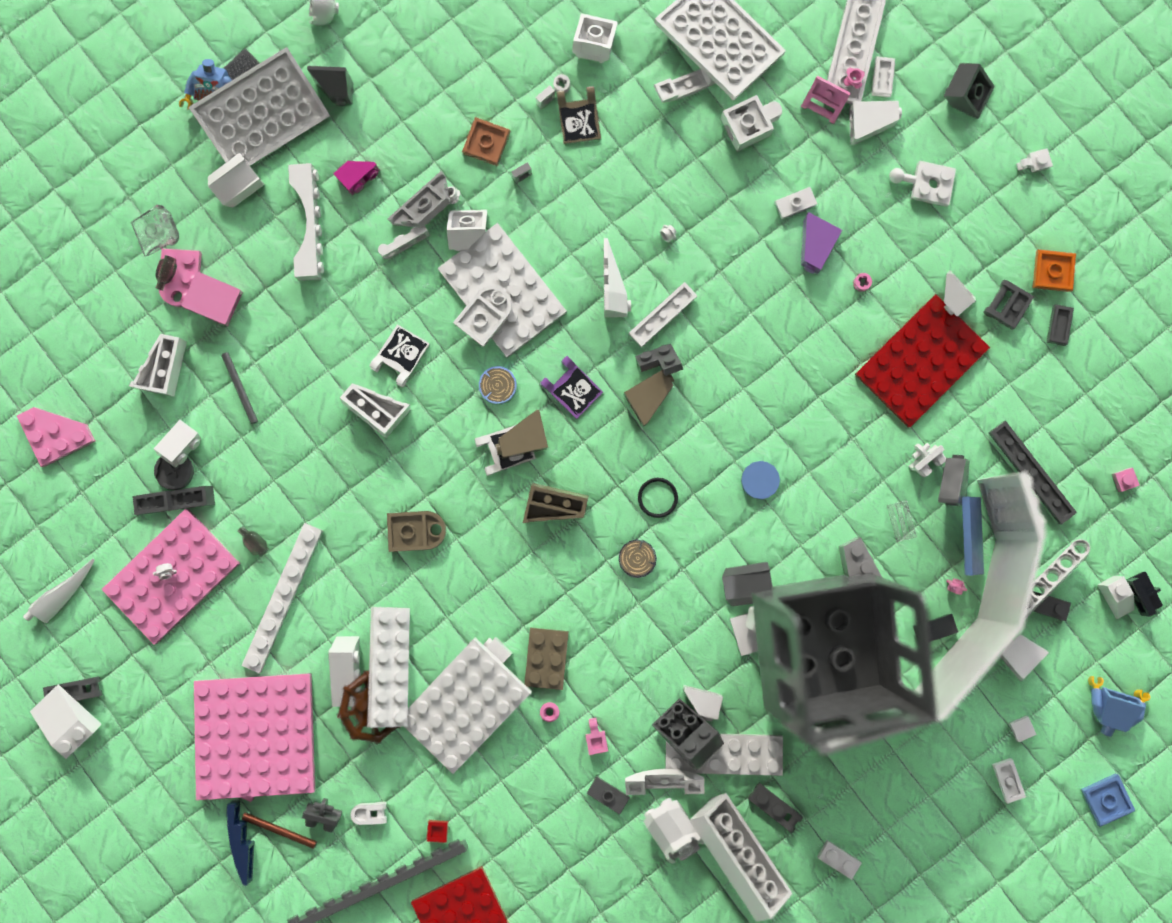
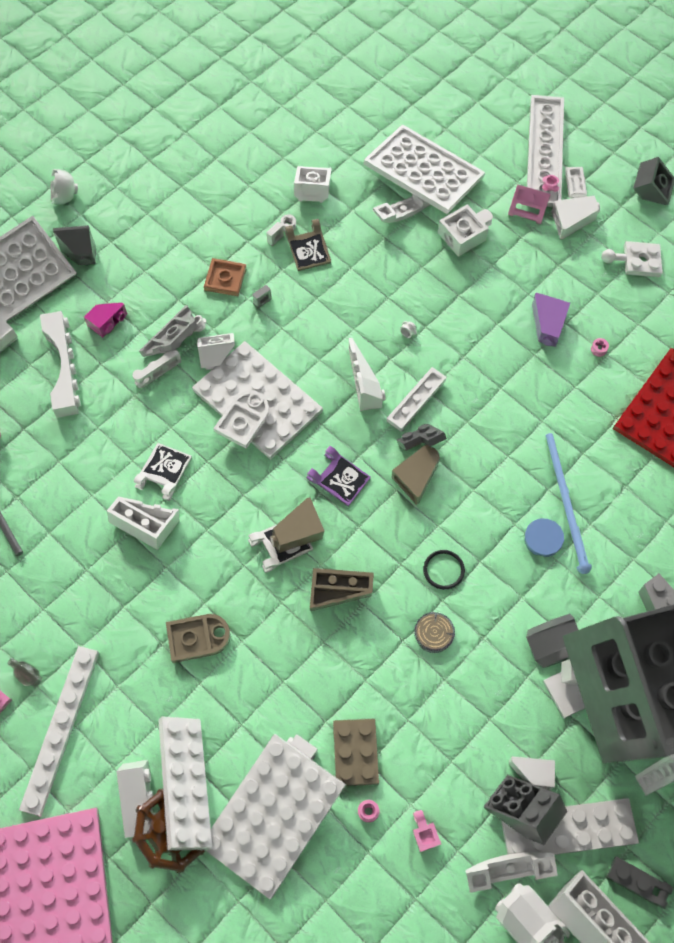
camera: 10 degrees left, 20 degrees down
(497, 385) = (264, 484): dark tan tile -> none
(608, 794) = (449, 897): dark grey plate -> none
(790, 436) = (584, 567): none -> light blue bar
(795, 203) = (521, 290): white plate -> none

